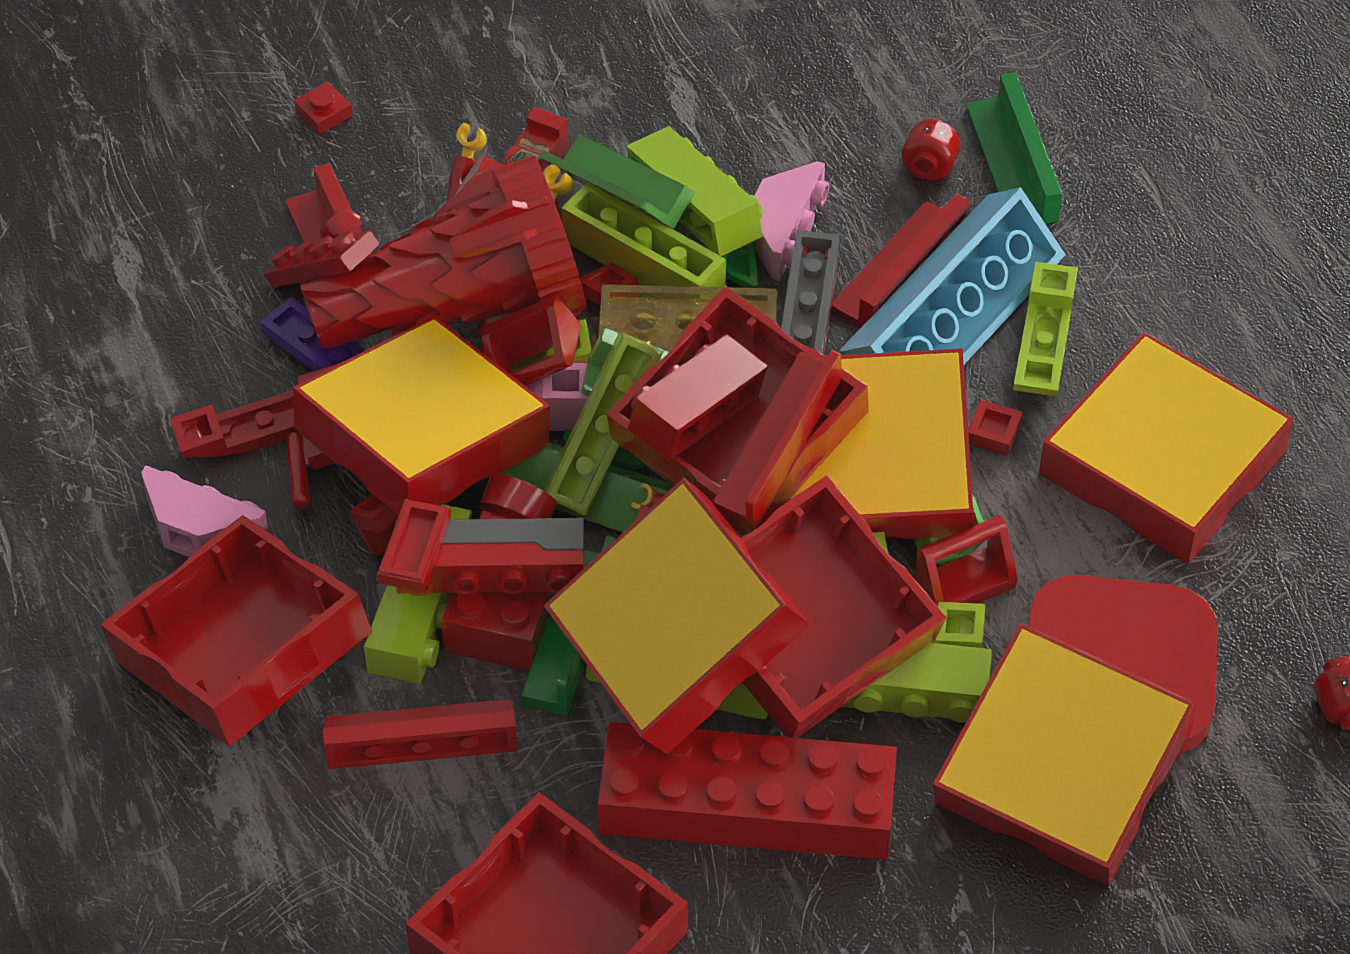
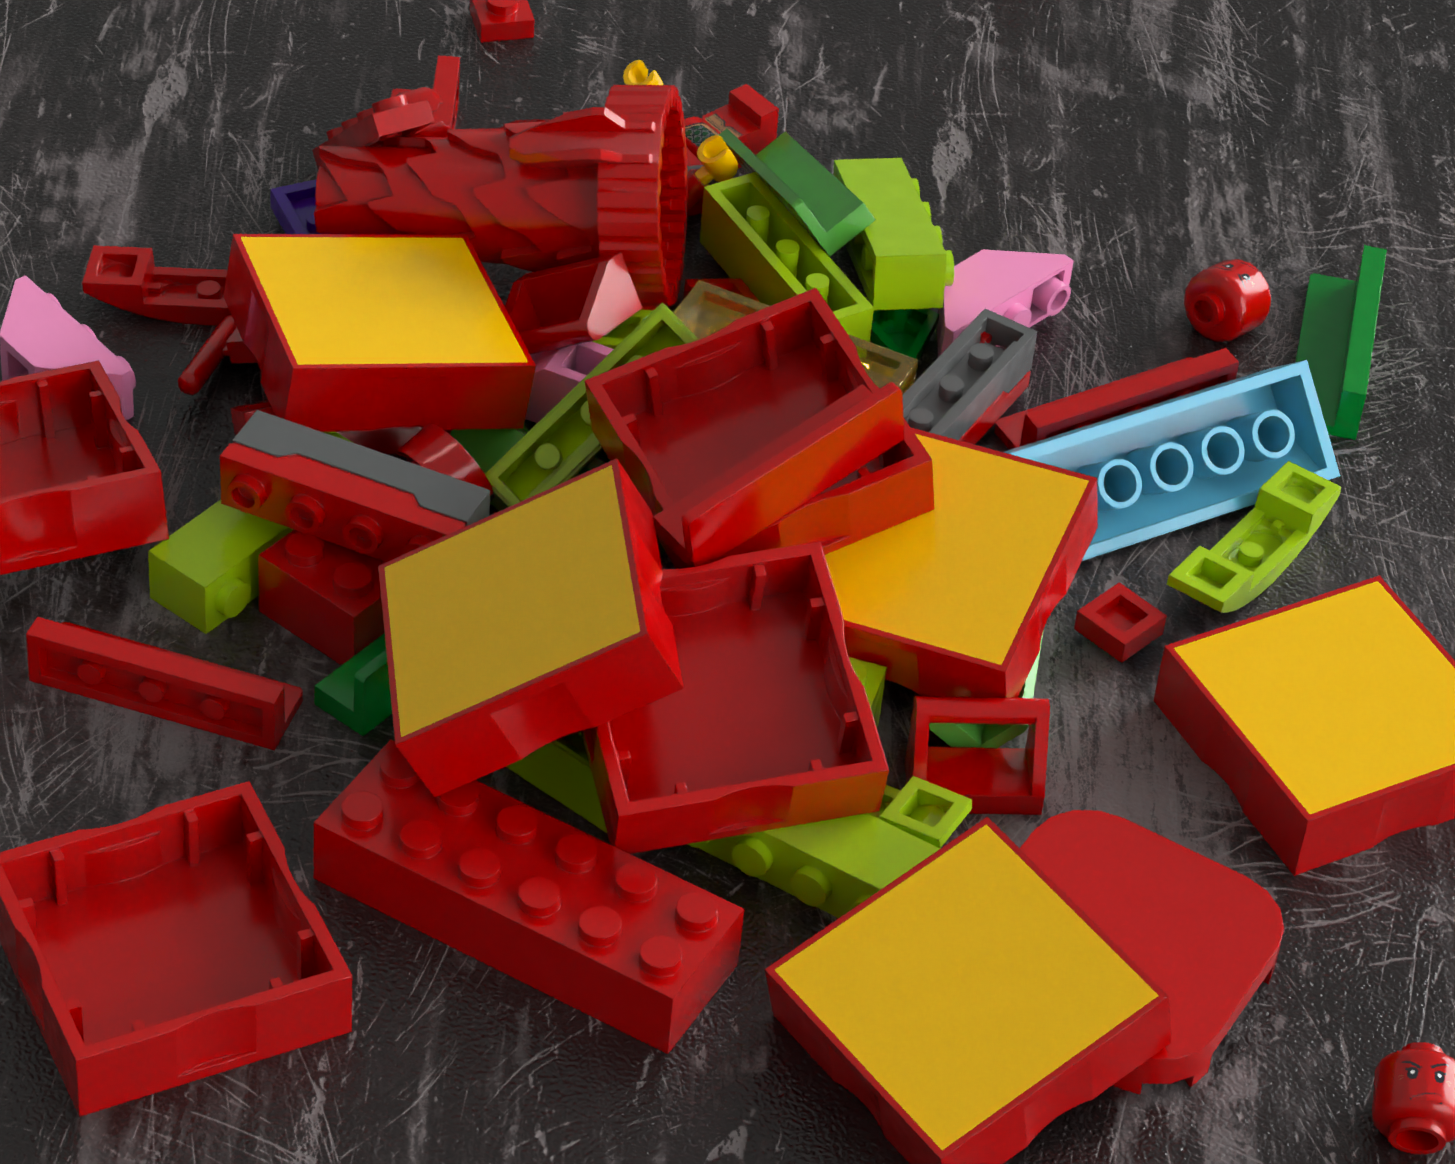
camera: 20 degrees right, 10 degrees down
(414, 545) = (257, 439): red tile -> none
(696, 397) = (706, 398): brick -> none

